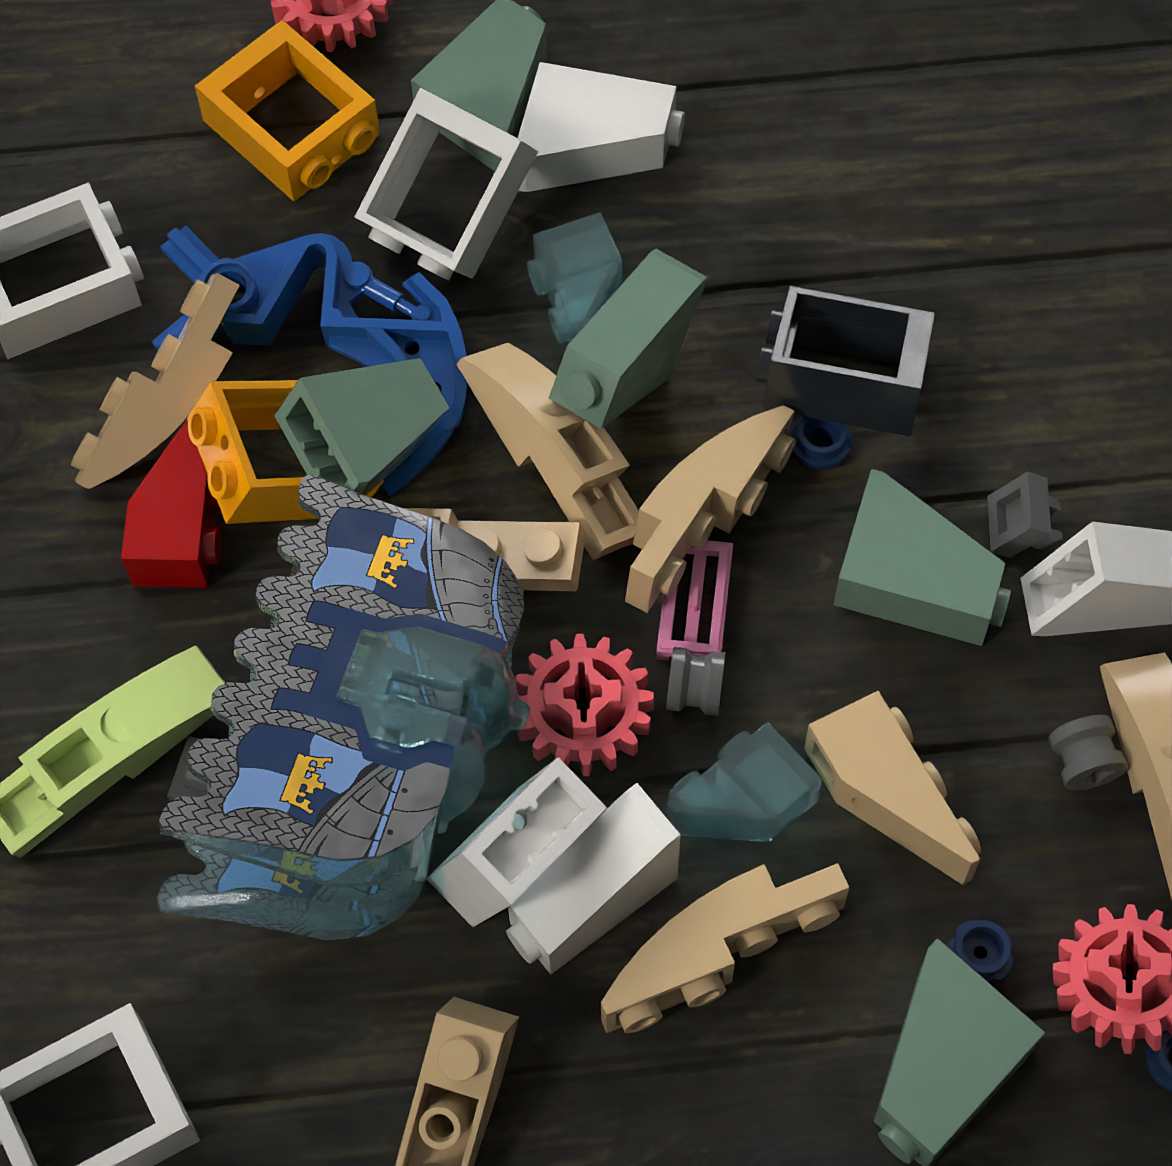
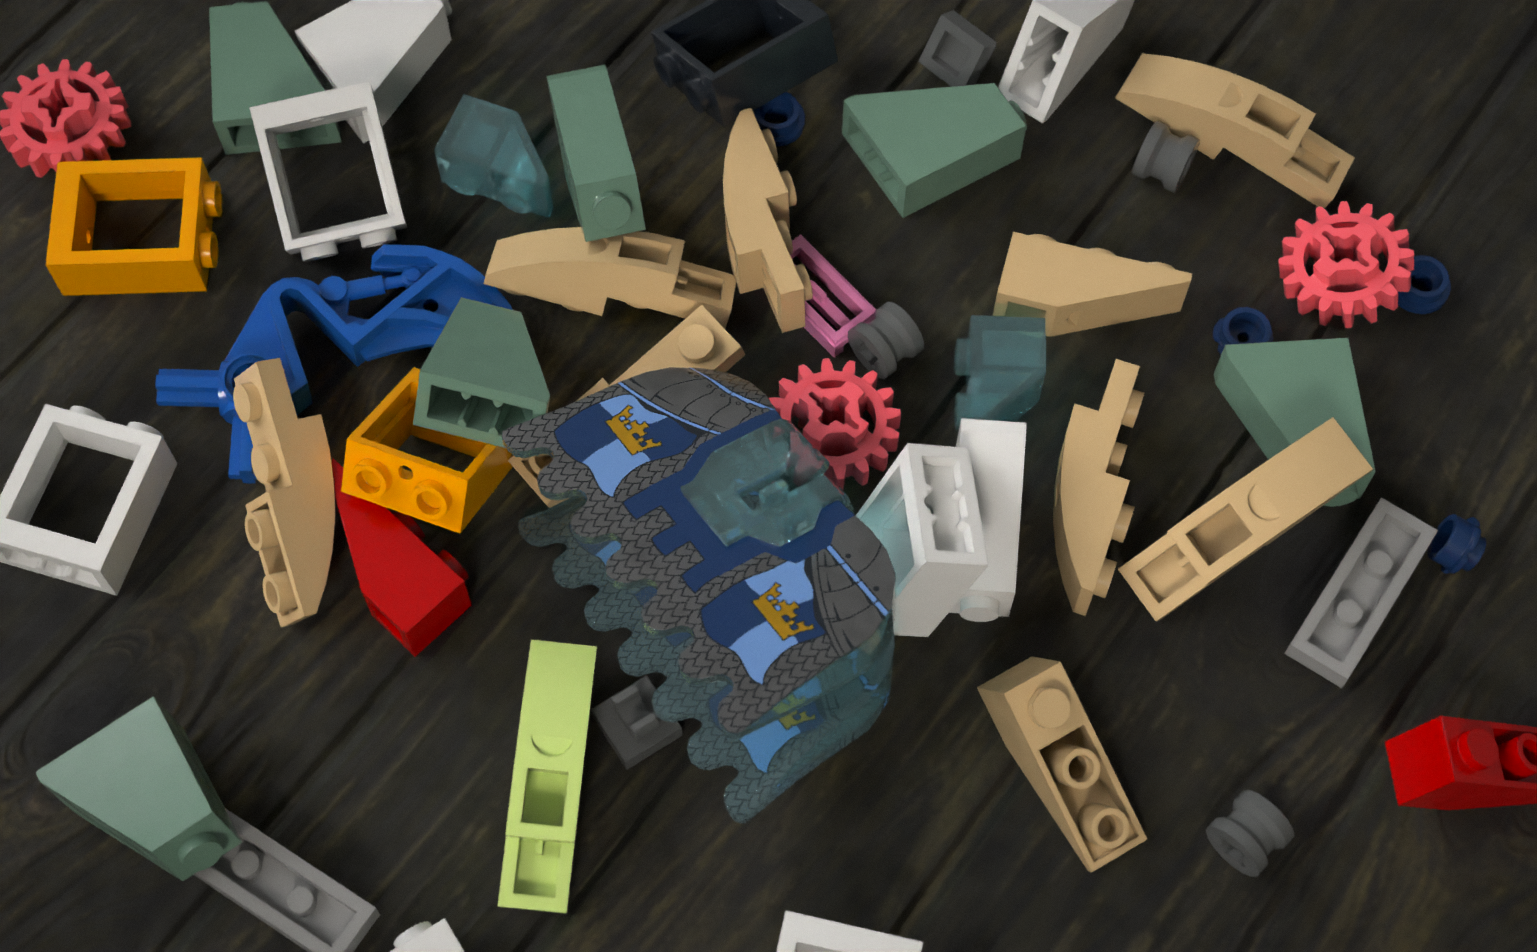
camera: 50 degrees left, 0 degrees up
(789, 1082) = (1245, 518): none -> tan slope

